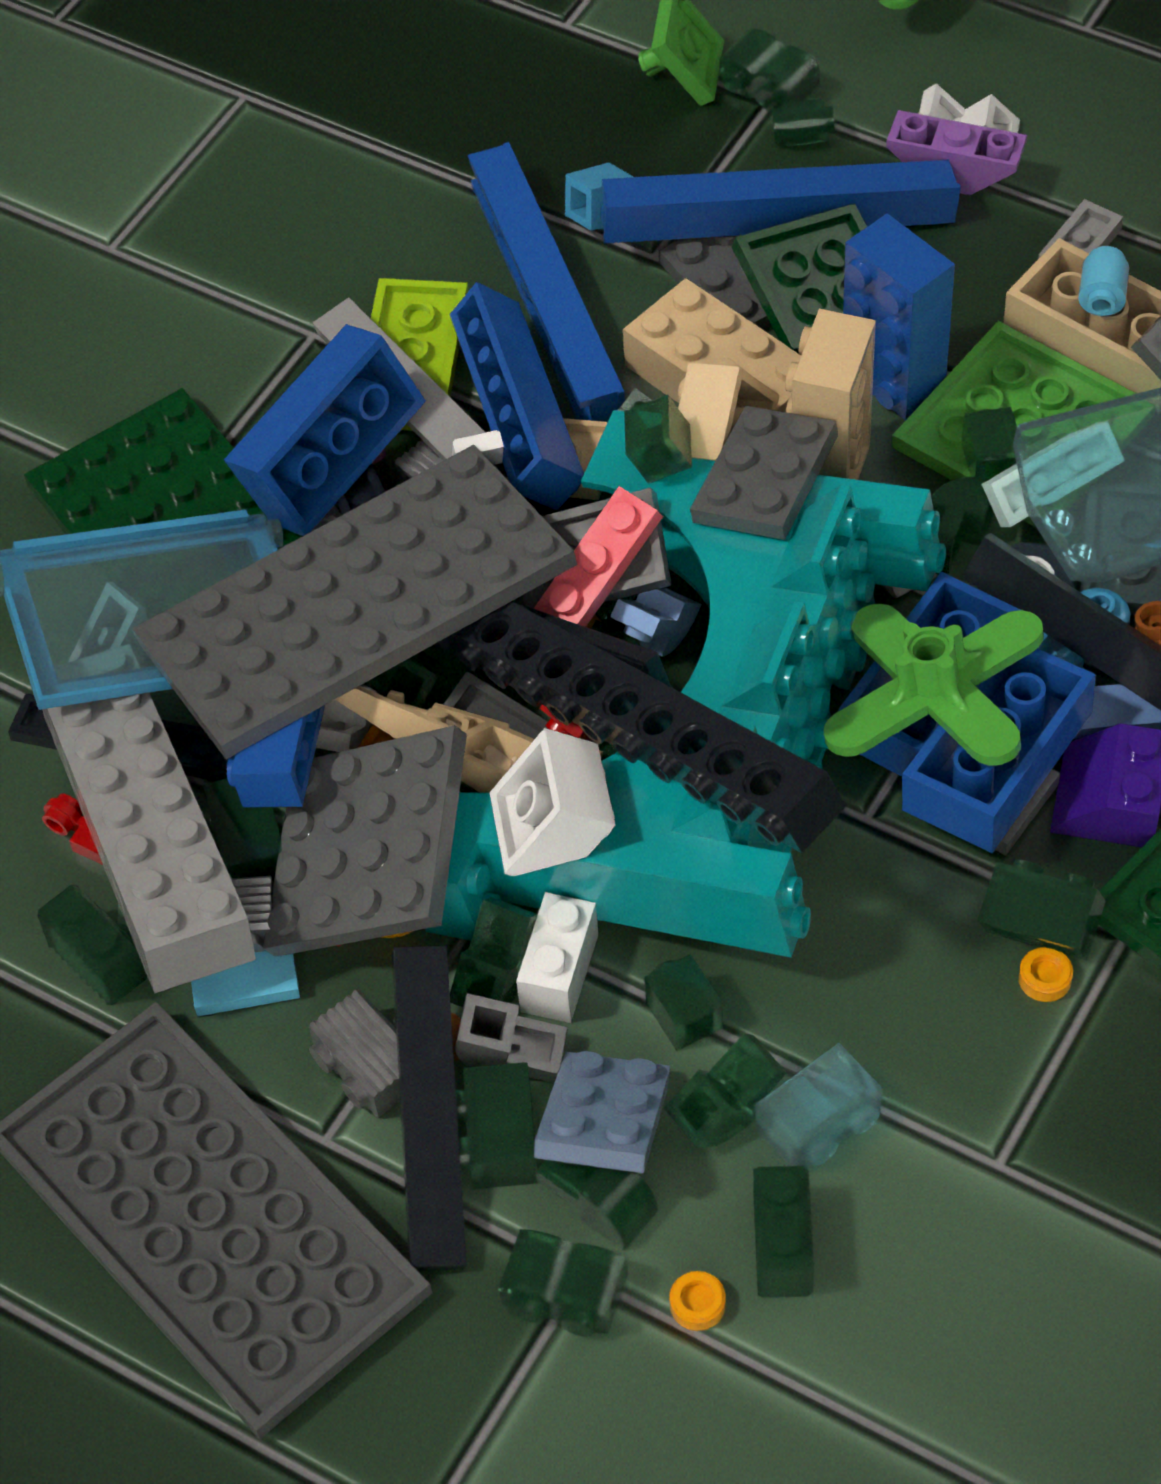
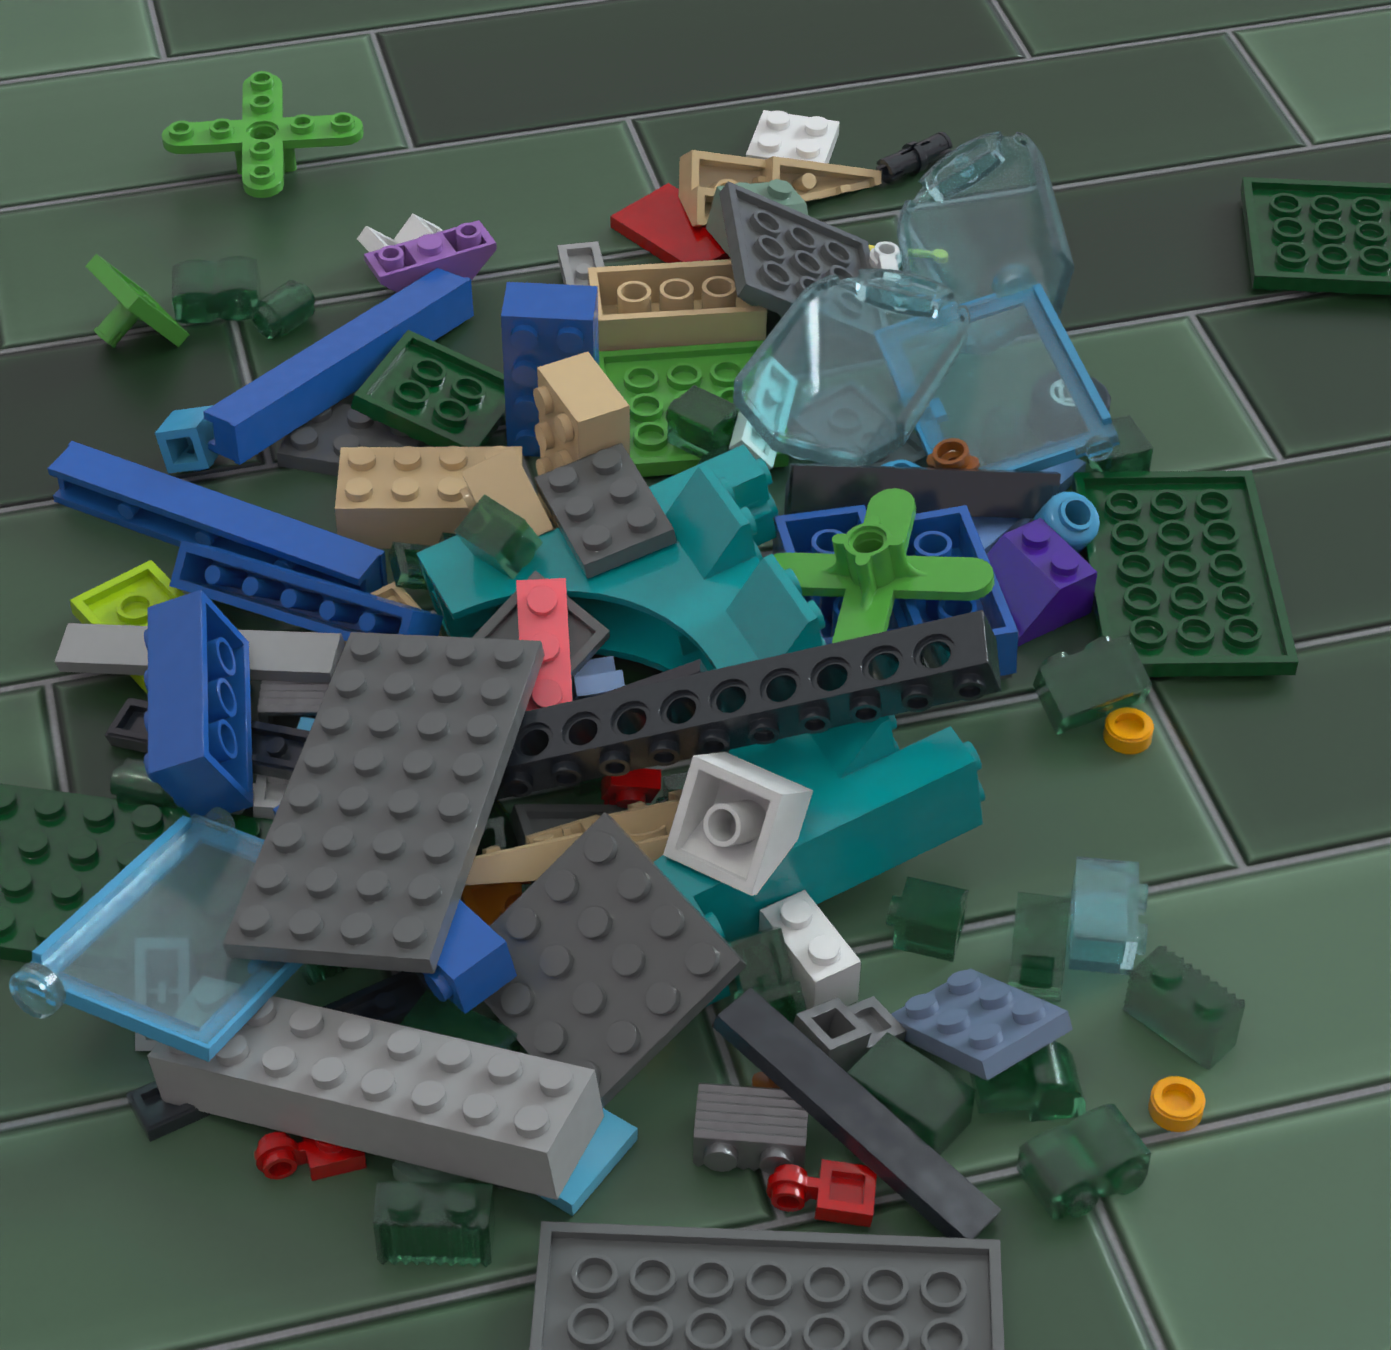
camera: 50 degrees left, 10 degrees down
(371, 1153) = (841, 1192): none -> red plate
(488, 443) = (358, 622): white tile -> none
(1104, 281) = (664, 270): medium azure brick -> none

